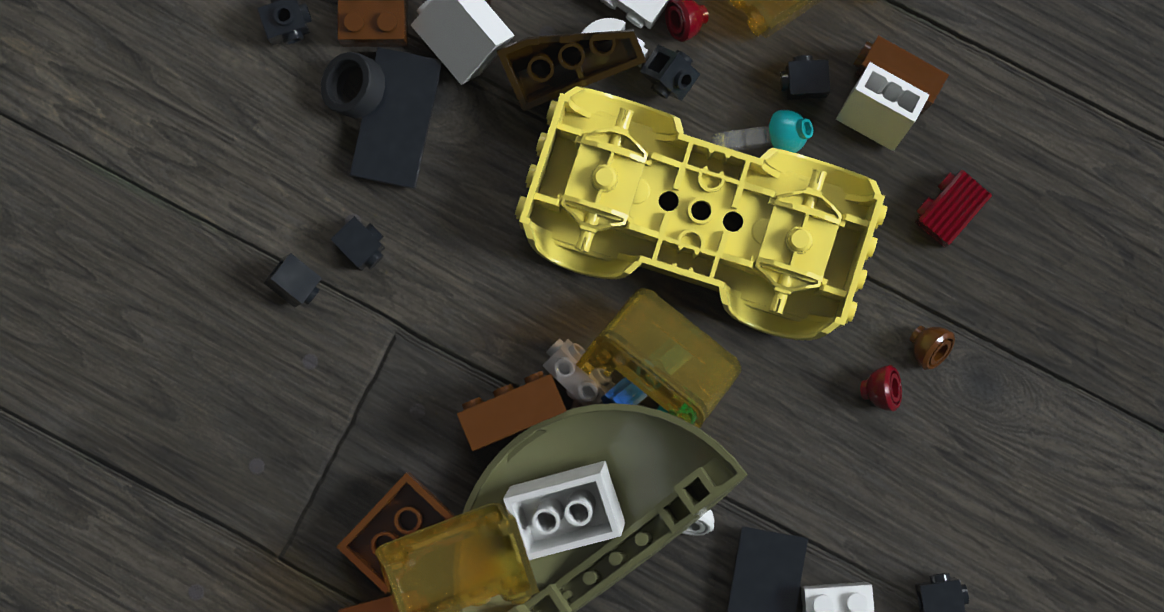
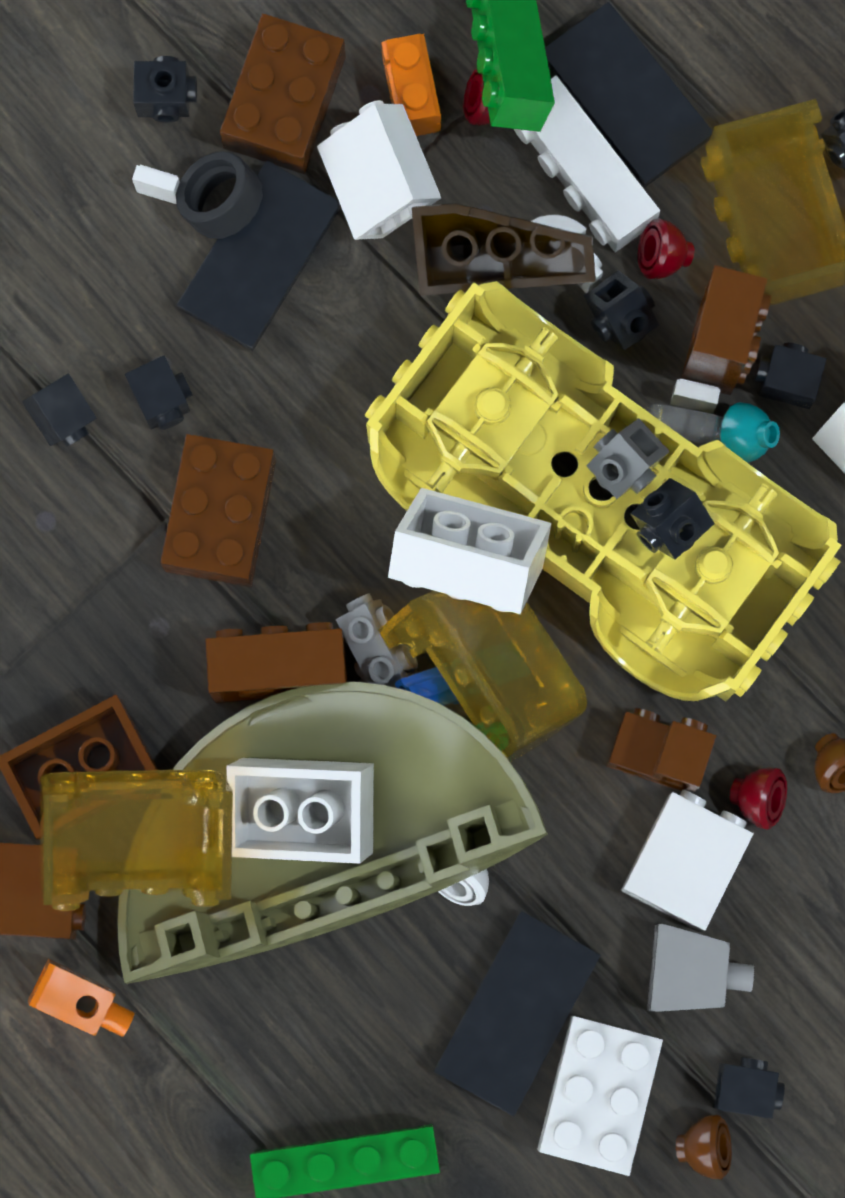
camera: 15 degrees right, 5 degrees down
(304, 90) = (156, 183): none -> white tile
(431, 314) = (218, 510): none -> reddish brown brick
(623, 289) = (469, 550): none -> white brick
(713, 186) = (627, 459): none -> dark grey brick
(743, 116) = (695, 396): none -> white tile
(750, 65) = (726, 329): none -> reddish brown brick
(759, 219) = (671, 519): none -> black brick
(804, 382) = (662, 753): none -> reddish brown brick
(847, 450) = (688, 860): none -> white brick
(876, 528) = (692, 971): none -> light grey torso

